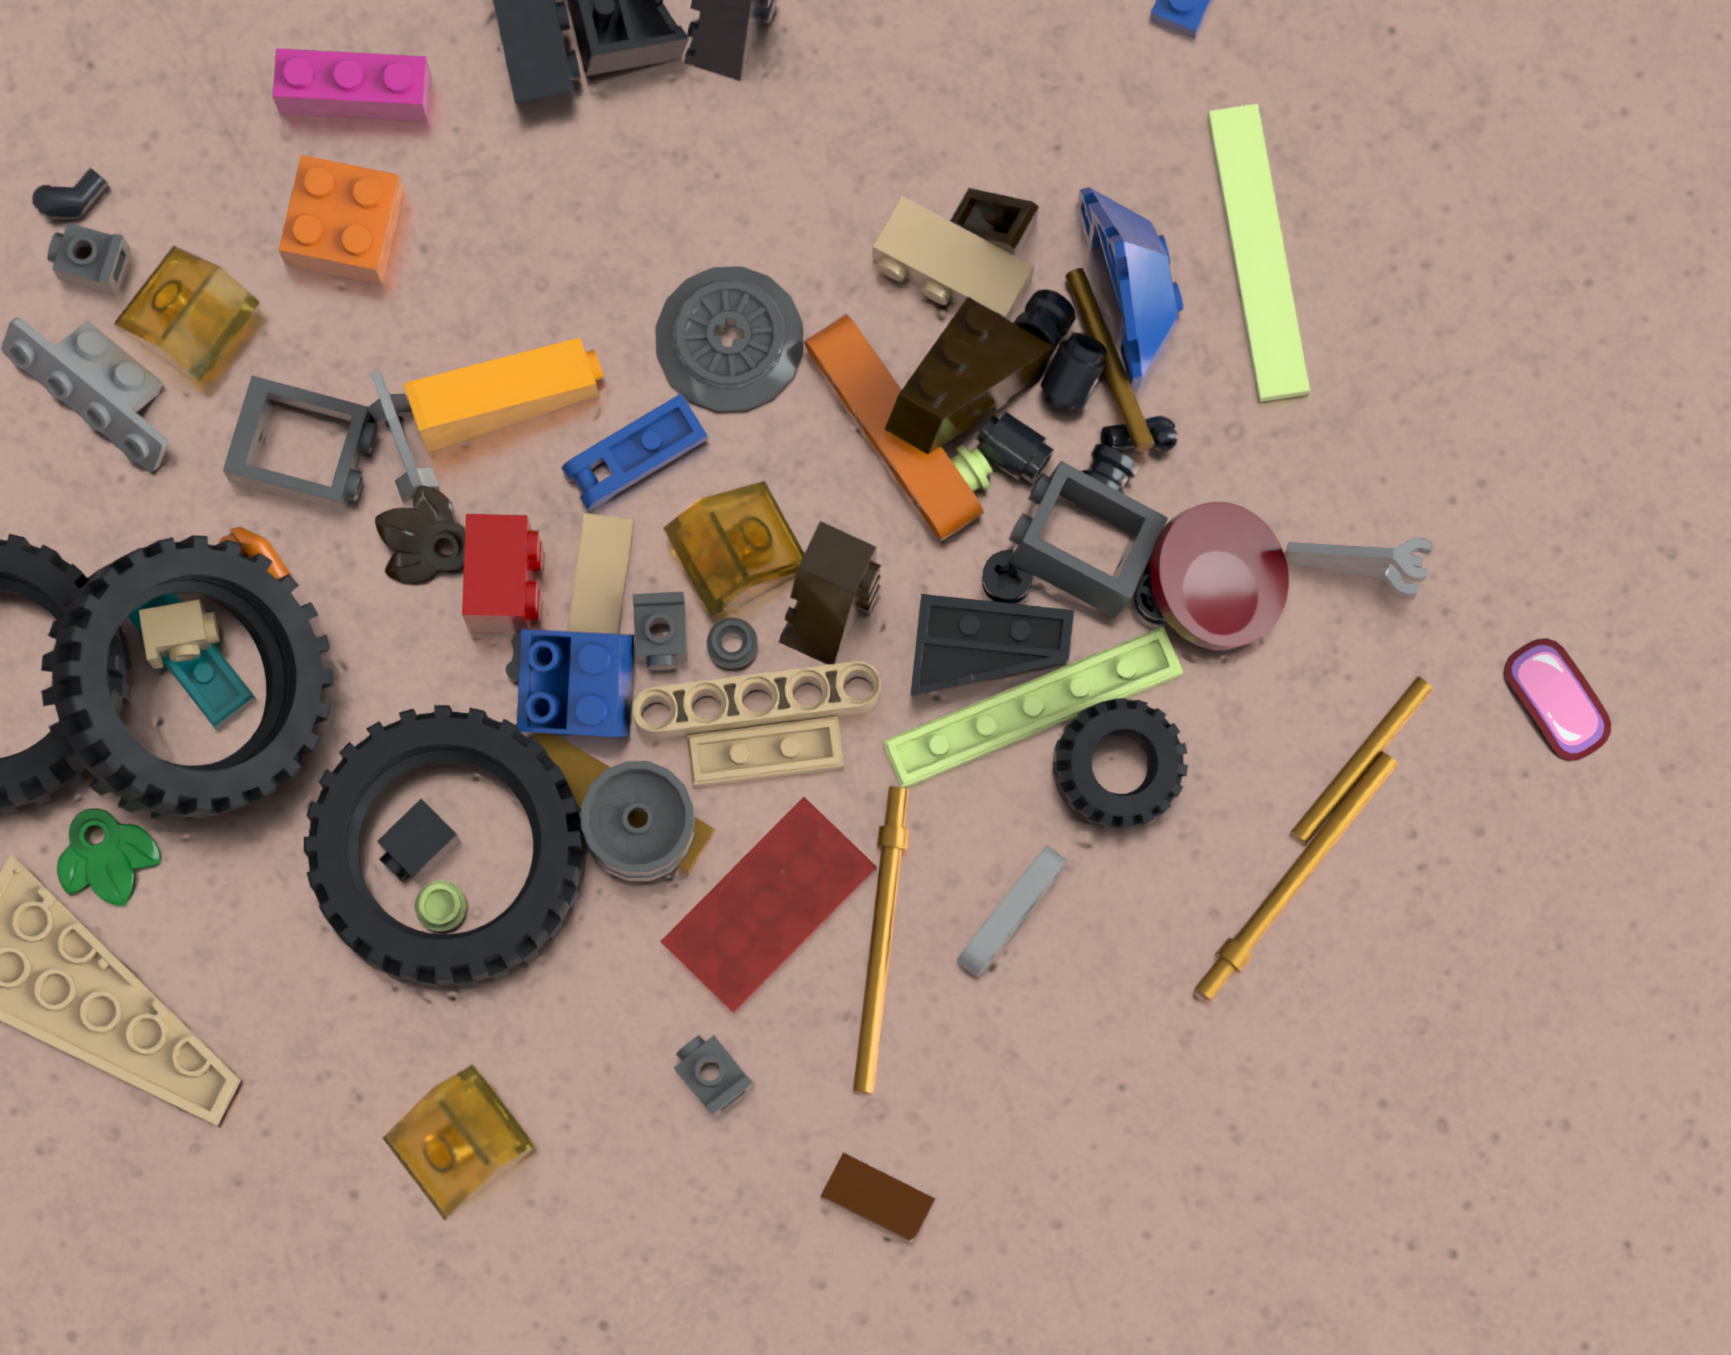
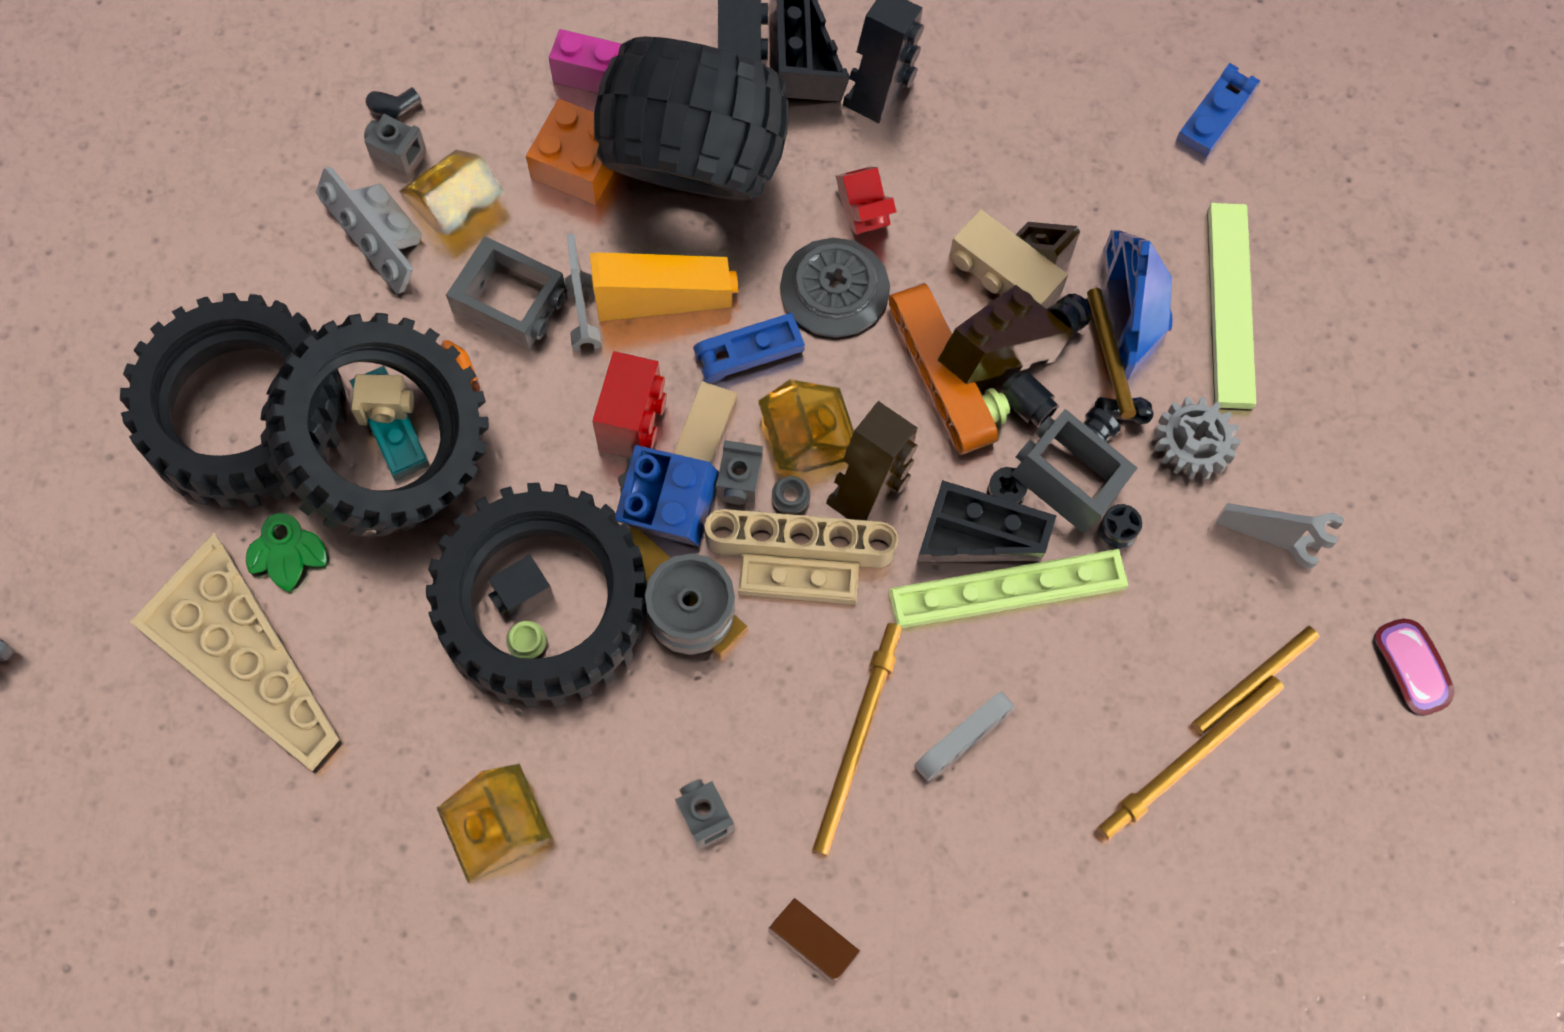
camera: 10 degrees right, 10 degrees down
(415, 537) = (575, 371): dark brown plate -> none
(494, 172) = (691, 118): none -> black tyre
(744, 207) = (864, 199): none -> red brick
(768, 905) = (776, 693): clear red plate -> none
(1074, 371) = (1084, 354): black brick -> none
(1163, 756) = (1100, 629): black tyre -> none
(1219, 575) = (1169, 518): piece -> none
(1222, 446) = (1209, 425): none -> light grey gear

